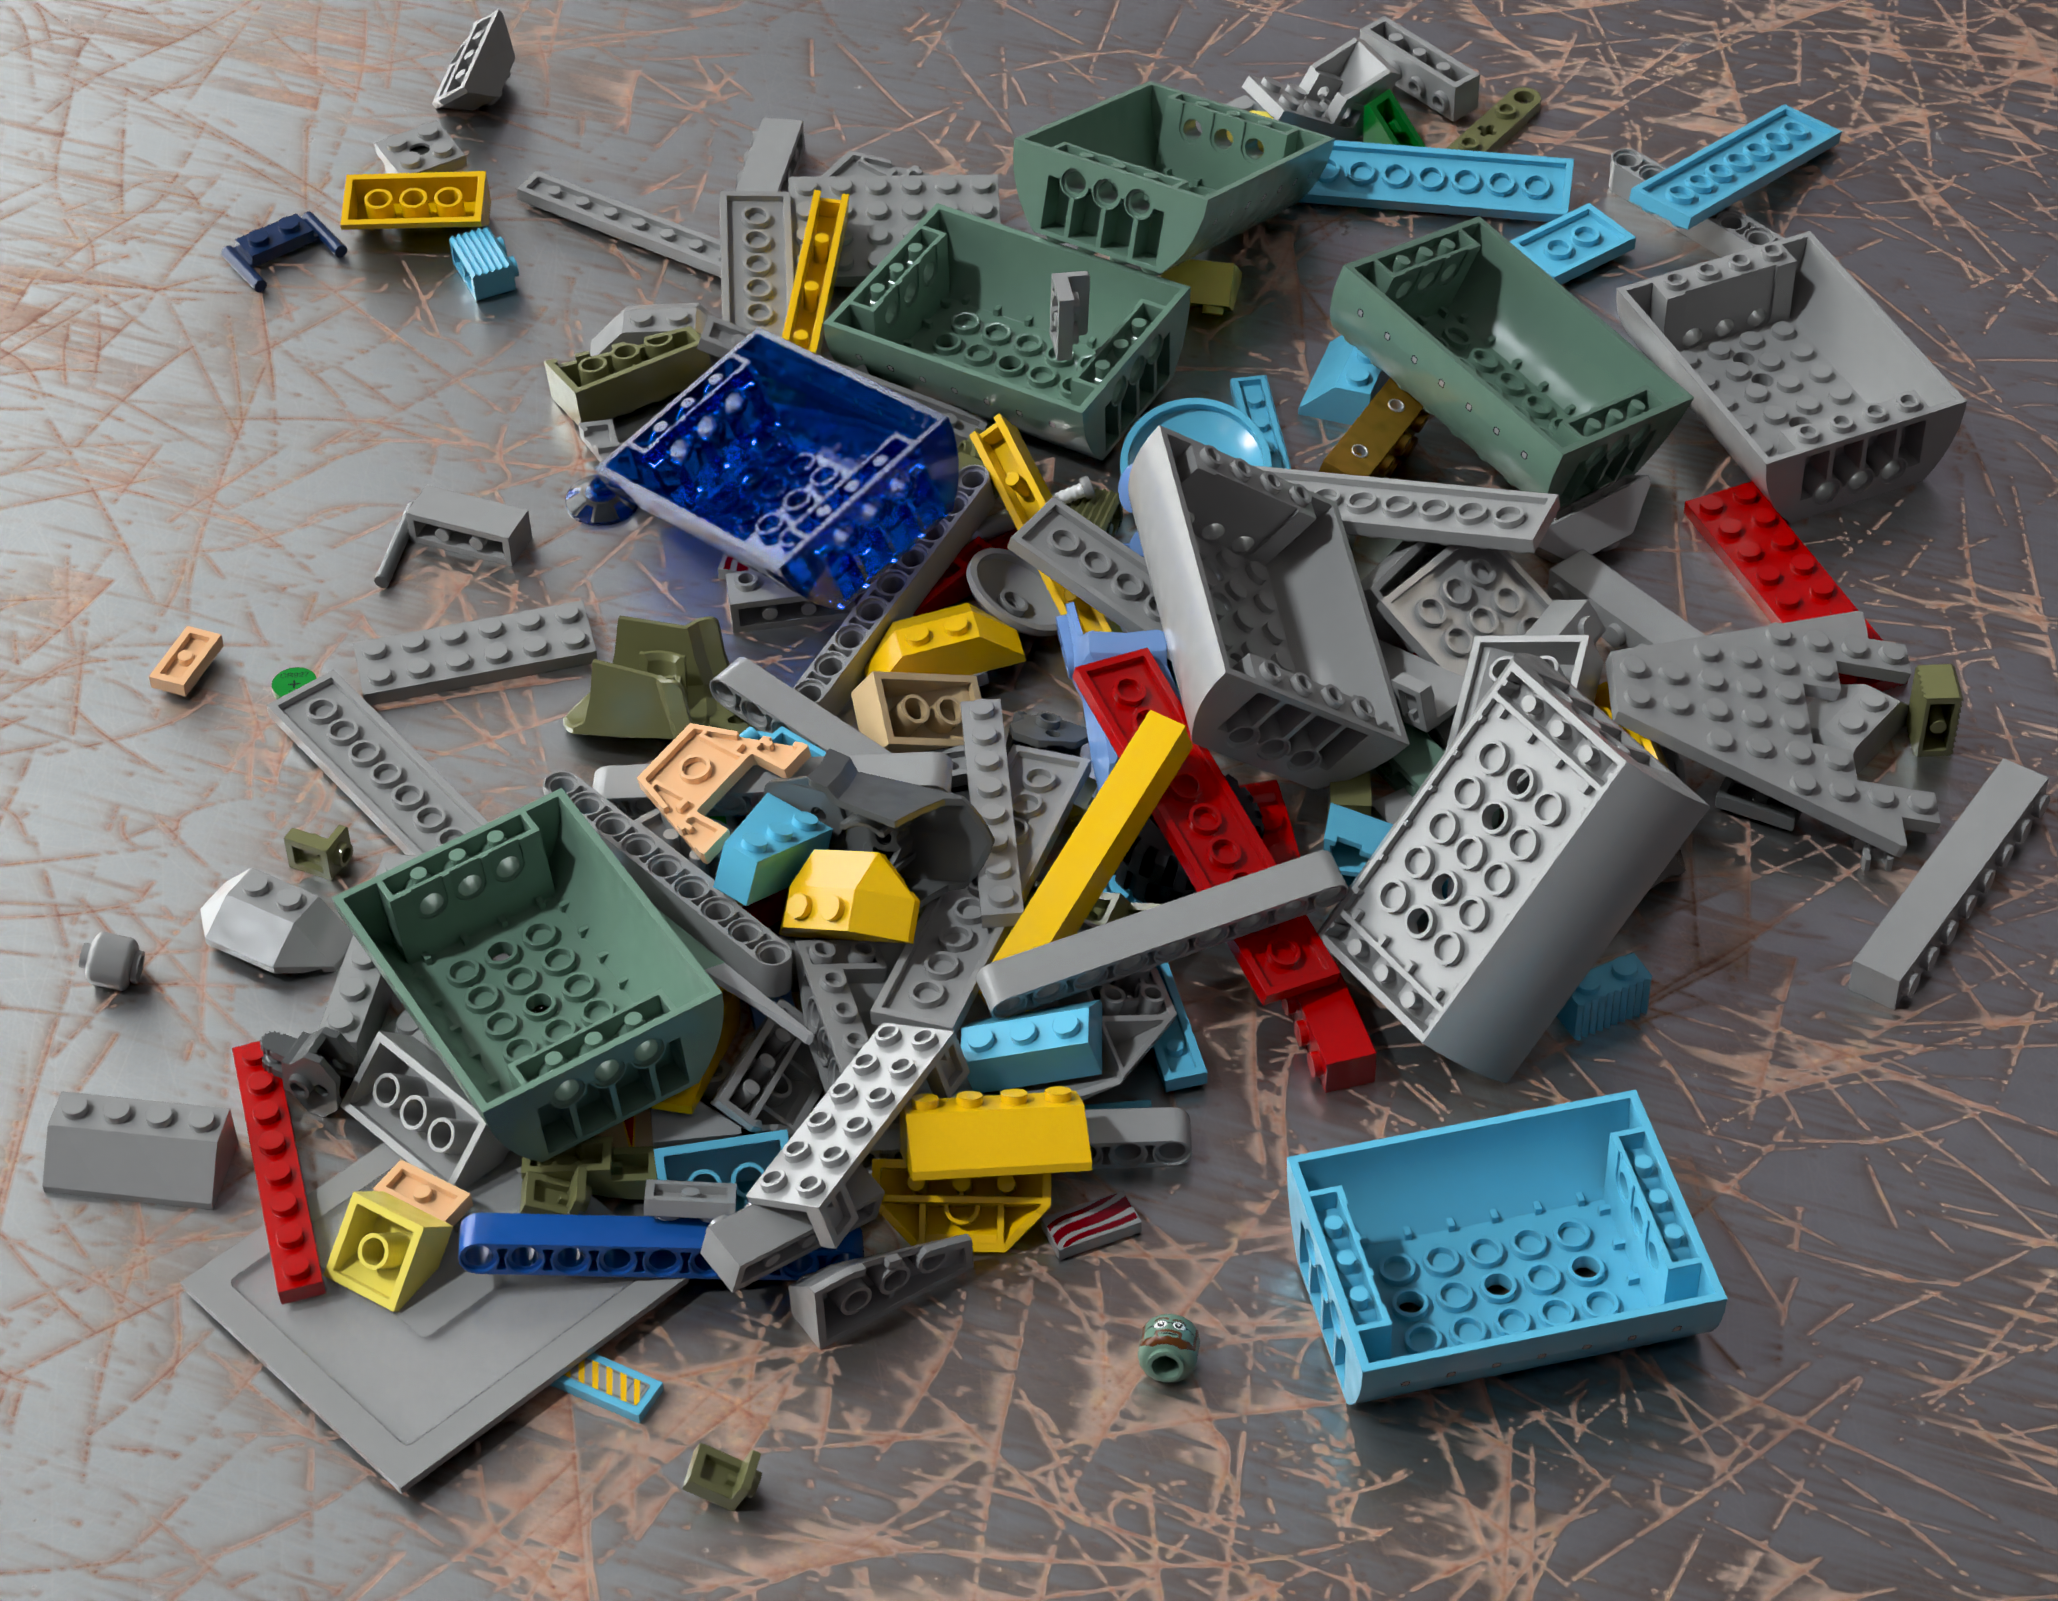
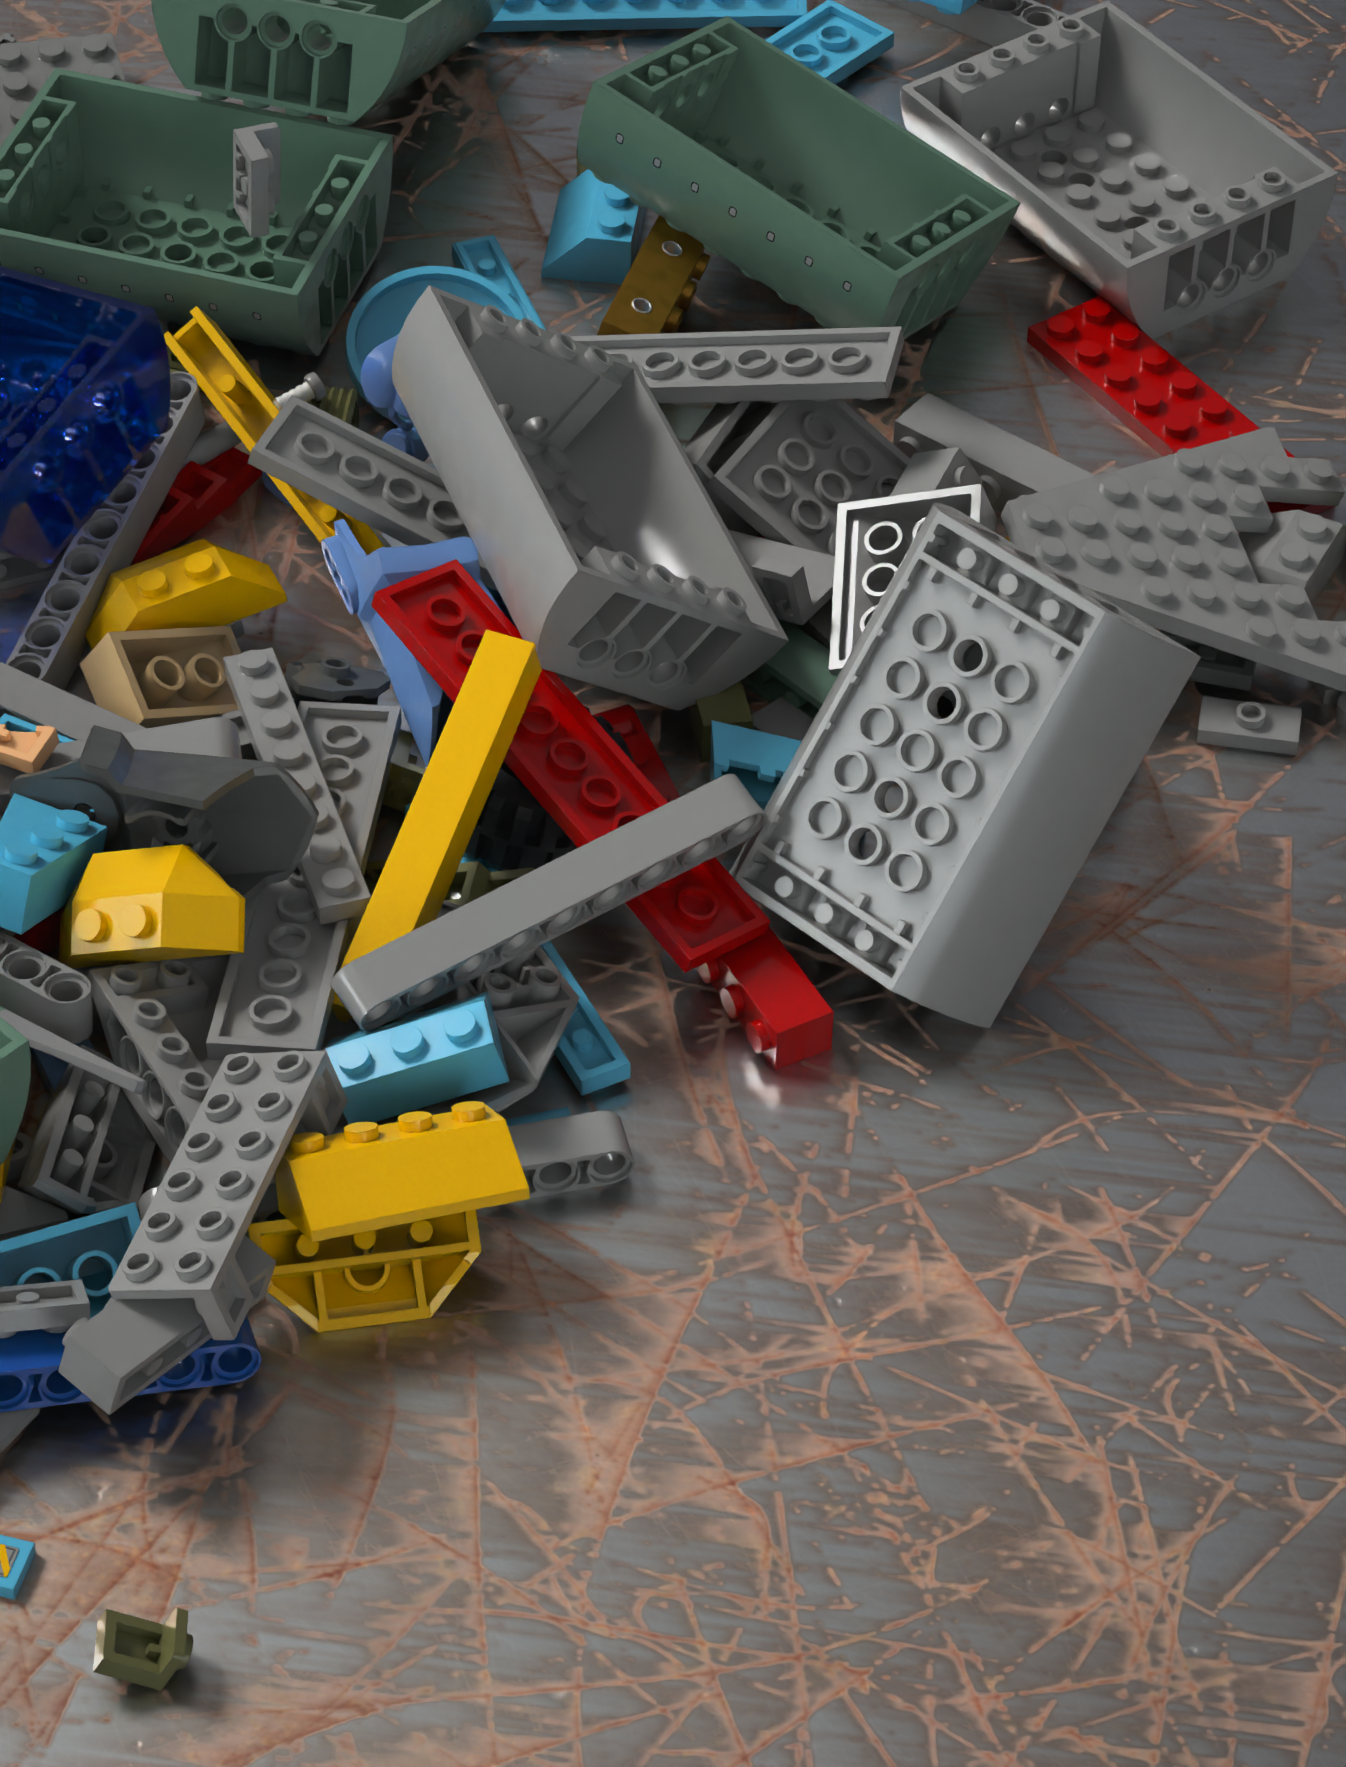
camera: 15 degrees left, 0 degrees up
(867, 1288) = (265, 1389): light grey wedge -> none
(1012, 592) = (255, 521): light grey dish -> none
(1091, 1225) = (530, 1268): tile -> none
(1168, 1348) = (665, 1403): sand green head -> none
(1211, 283) = (411, 132): light yellow slope -> none
(1505, 1206) = (1033, 1173): medium azure slope -> none
(1596, 520) = (937, 357): light grey wedge -> none
(1607, 996) = (1092, 909): medium azure brick -> none
(1784, 860) = (1249, 725): none -> light grey plate

